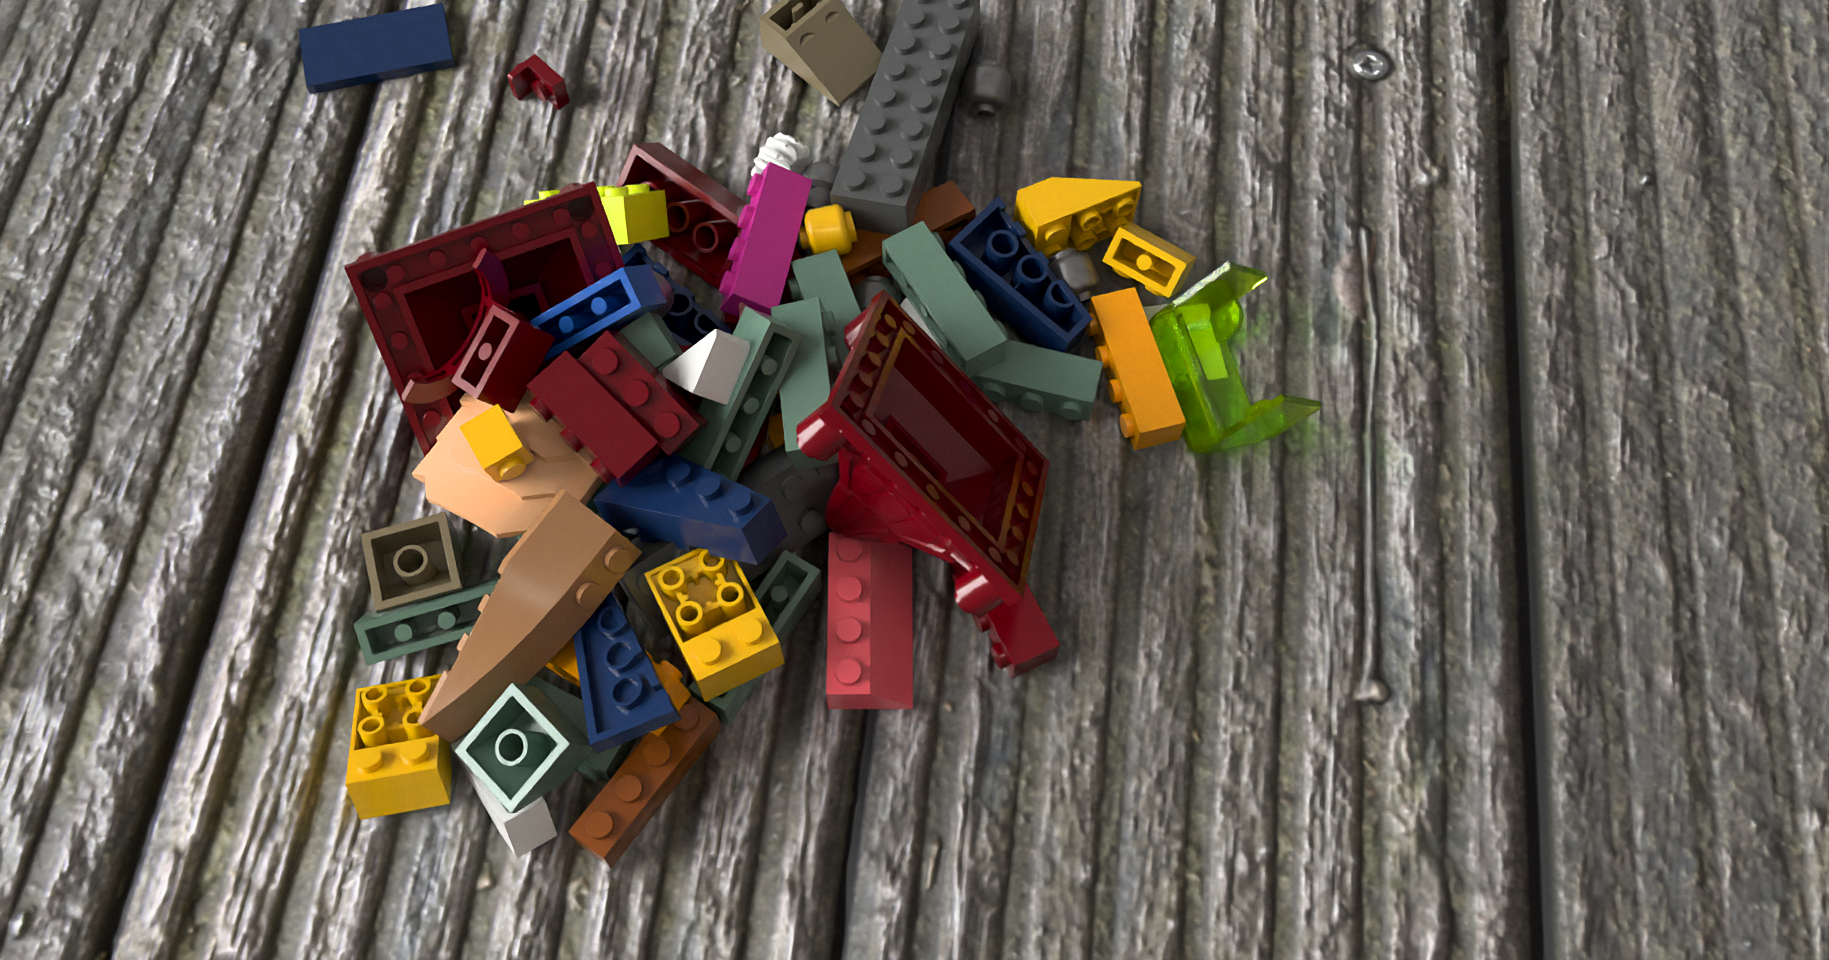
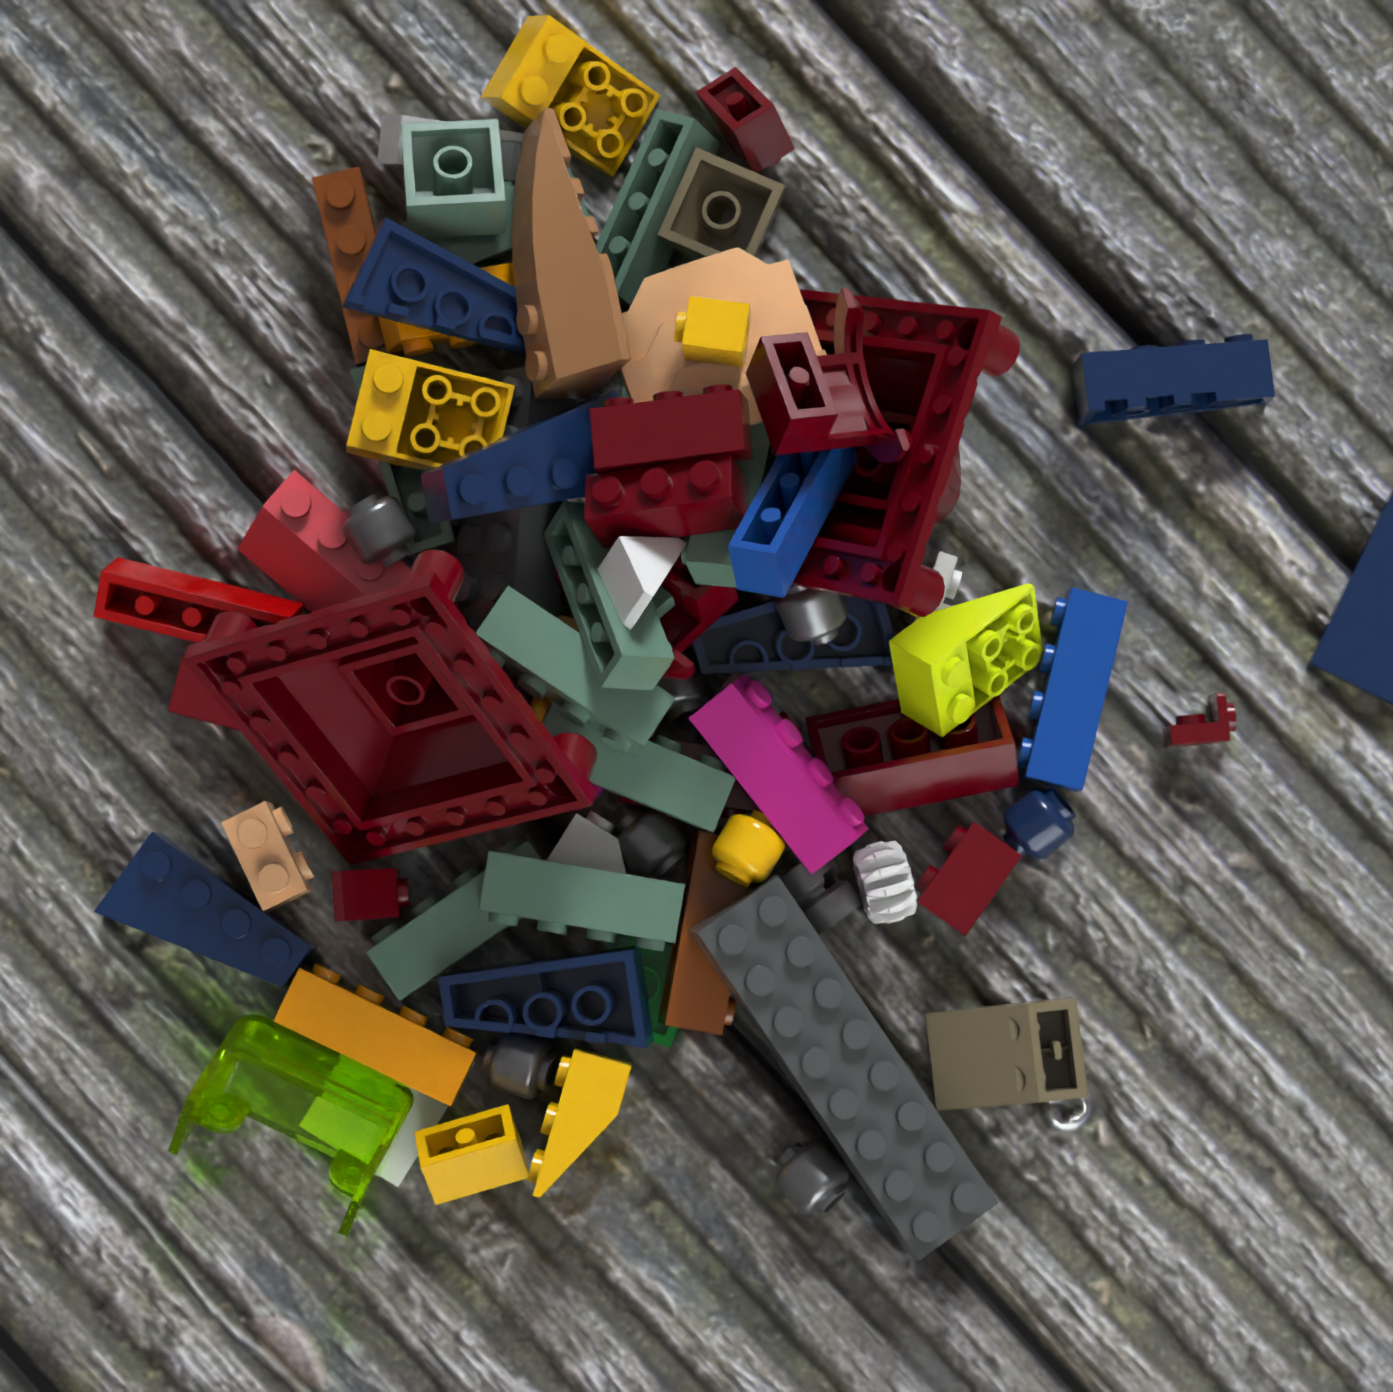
camera: 130 degrees right, 20 degrees up
(316, 229) = (1171, 380): none -> dark blue wedge
(330, 607) = (746, 120): none -> dark red slope
(573, 155) = (1072, 690): none -> blue brick
(673, 120) = (1039, 823): none -> dark blue head
(736, 128) = (966, 877): none -> dark red brick
(819, 593) = (379, 530): none -> flat silver head
(976, 686) = (179, 602): none -> red brick
(1060, 433) = (369, 894): none -> dark red slope
(1091, 513) = (268, 855): none -> light nougat brick
(1164, 528) = (197, 909): none -> dark blue wedge

